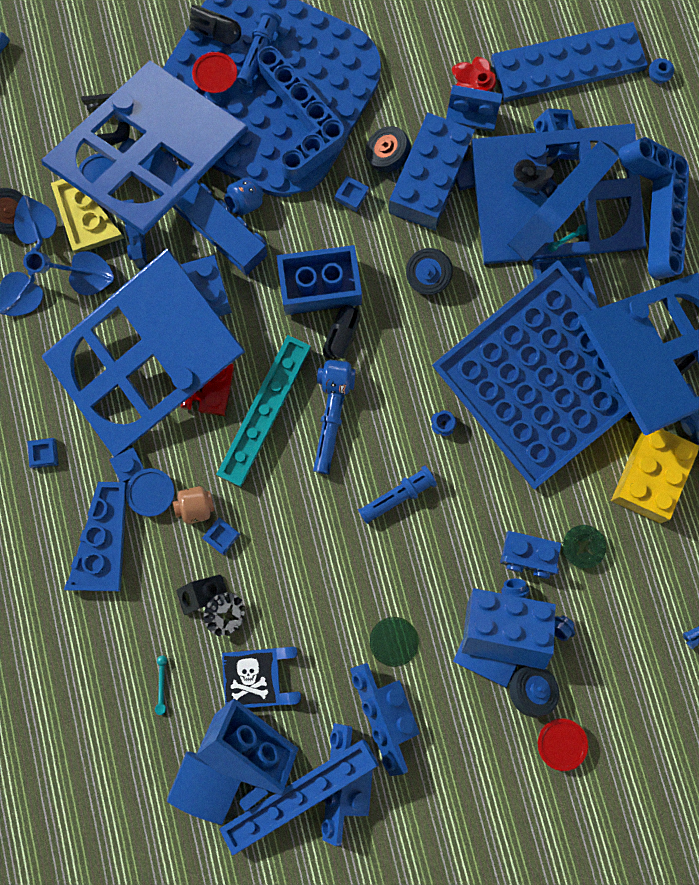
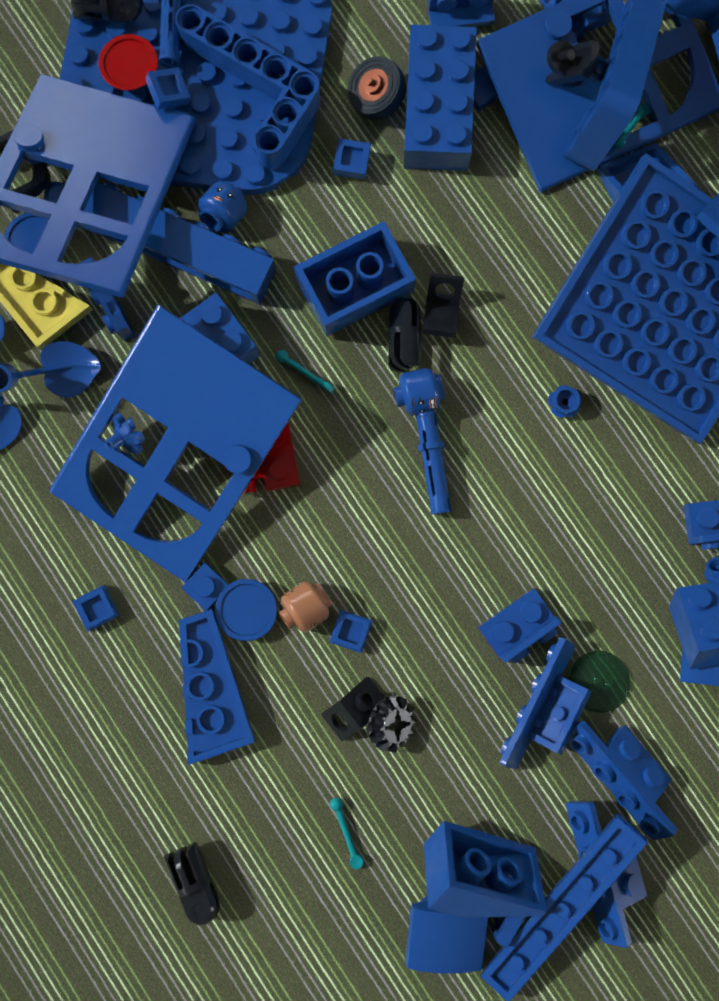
camera: 20 degrees left, 5 degrees up
(34, 679) = (193, 884): none -> black arm
(109, 334) = (125, 435): none -> blue plant
(235, 100) = (167, 88): none -> blue plate
(247, 318) = (282, 357): none -> teal hinge
(254, 677) = (453, 785): flag -> none
(264, 411) = (345, 462): teal plate -> none
(346, 646) = (551, 709): none -> blue bracket
(347, 576) = (519, 627): none -> blue bracket
(376, 324) = (440, 309): none -> black bracket
(408, 488) = (549, 491): blue pin -> none
(429, 271) = (482, 222): black wheel -> none

